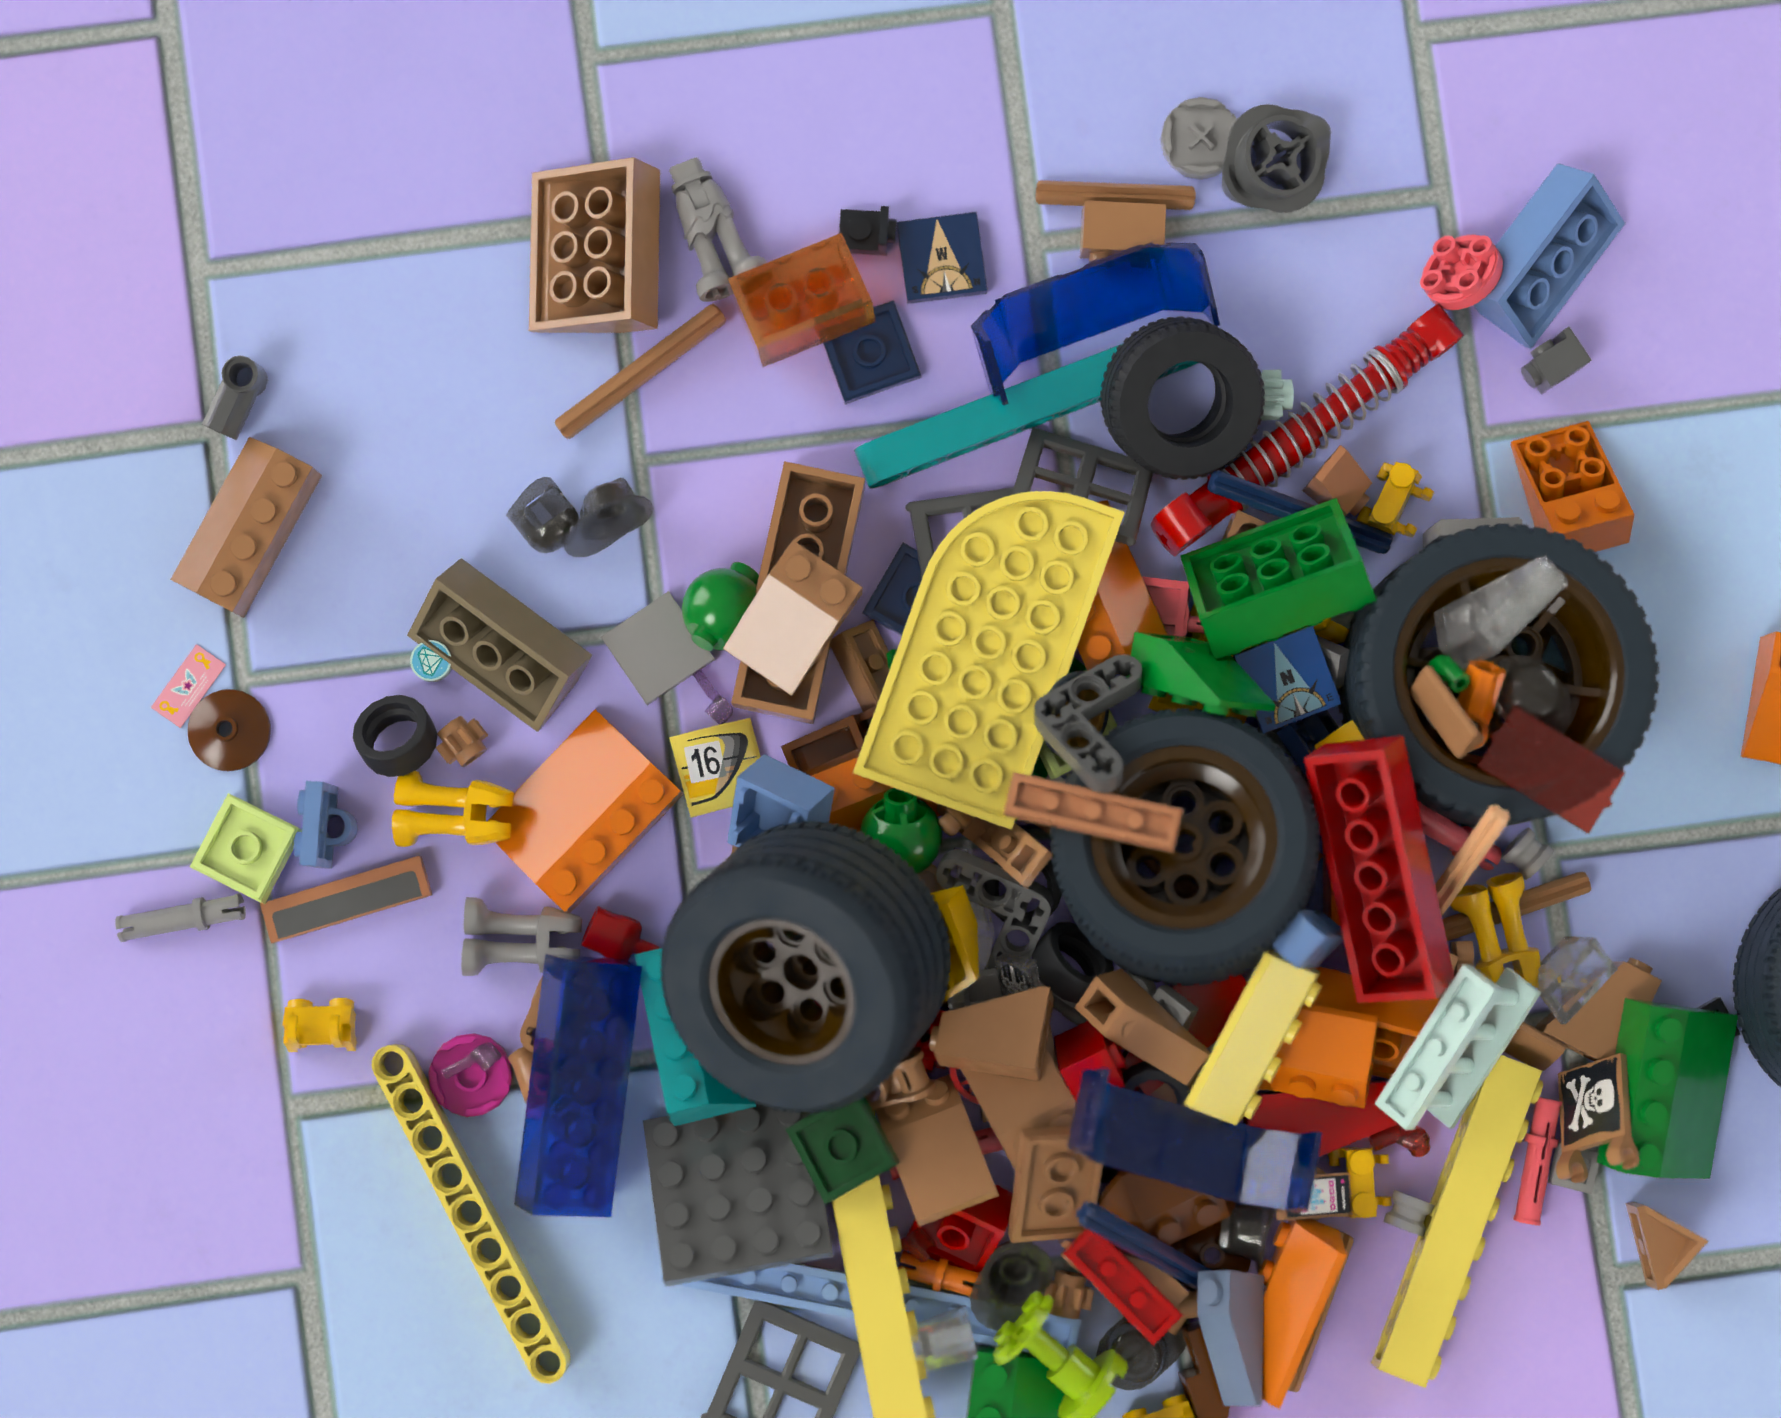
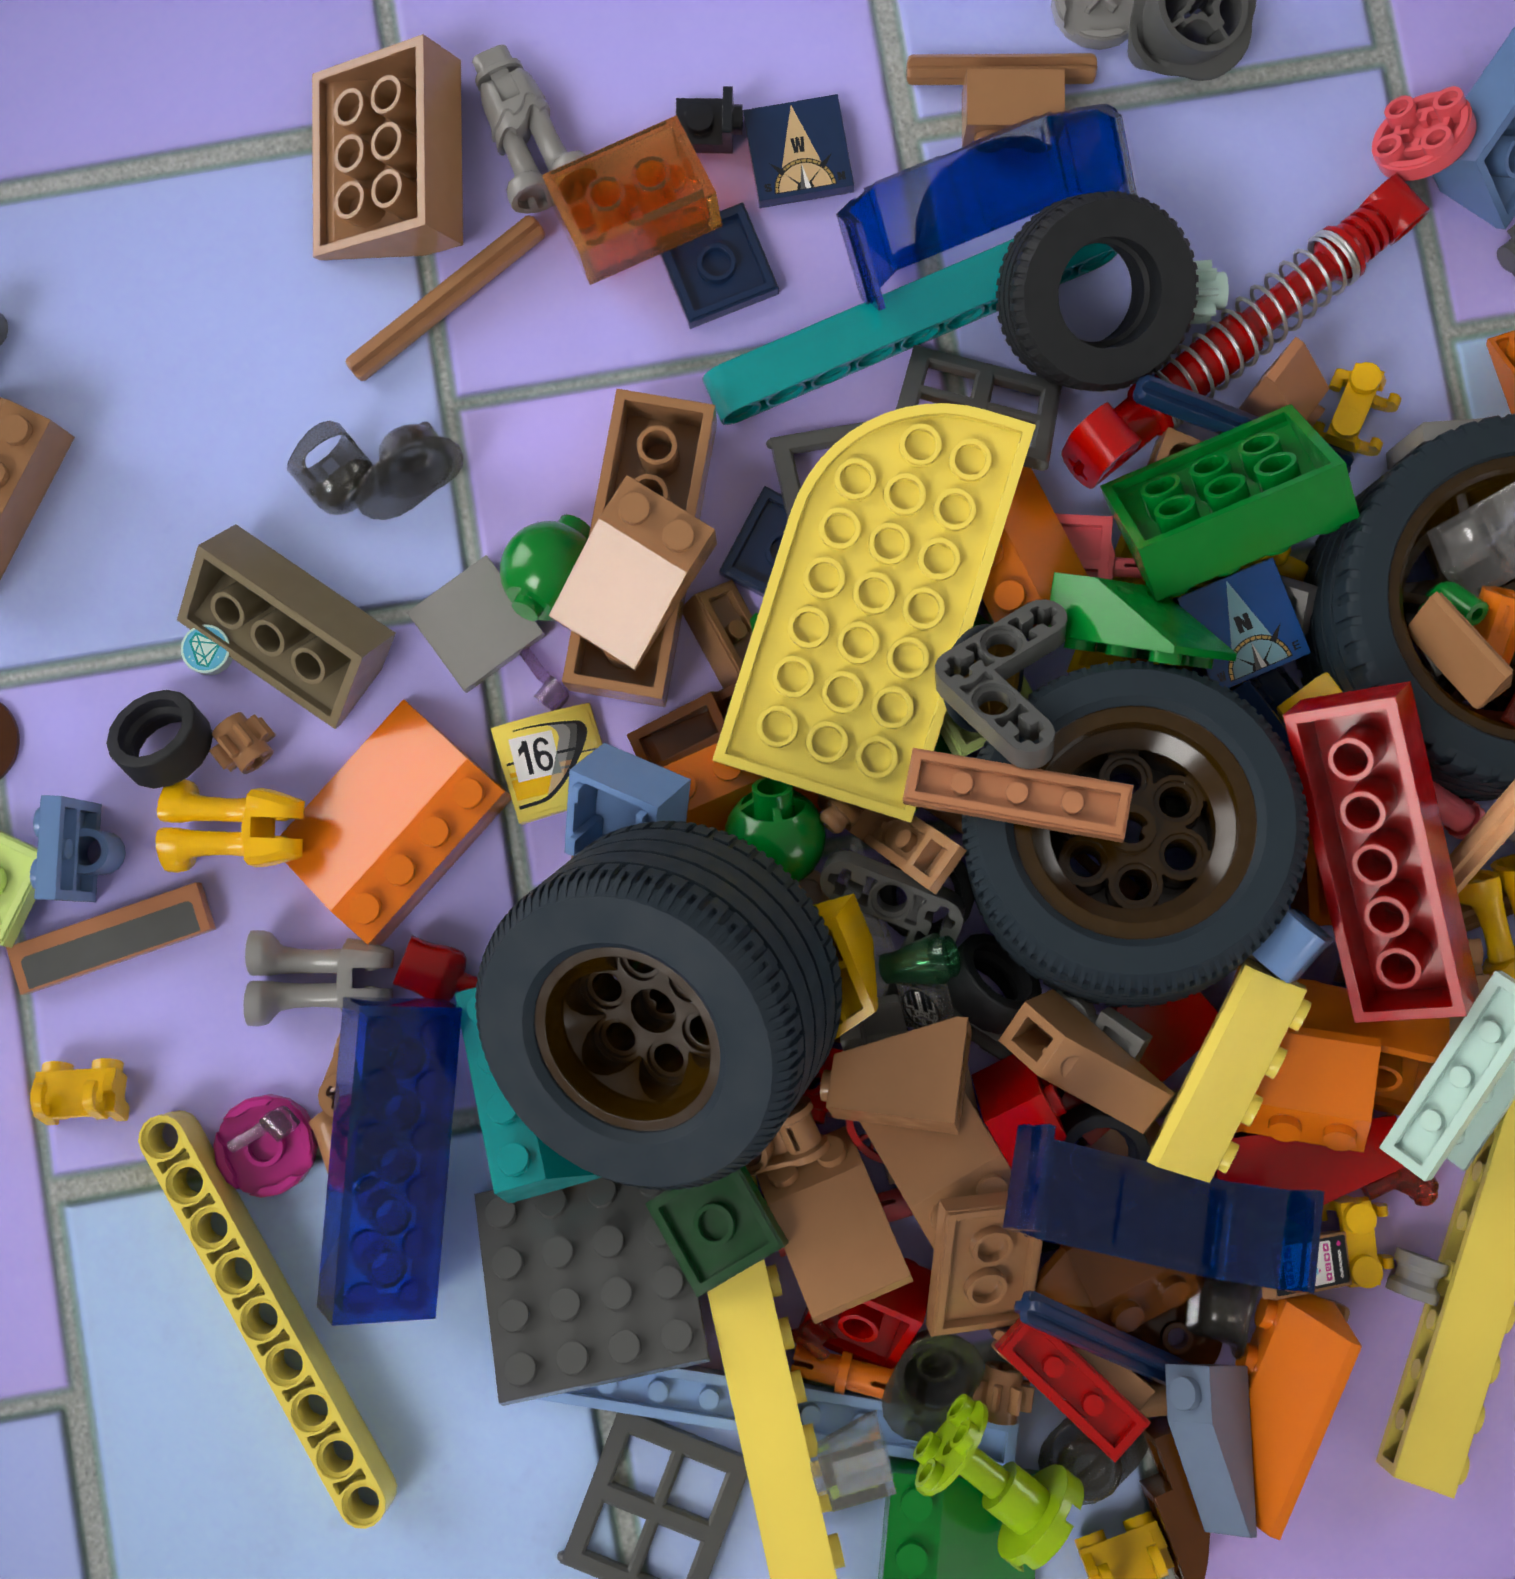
camera: 10 degrees right, 0 degrees up
(1017, 942) = (924, 961): none -> clear green cone

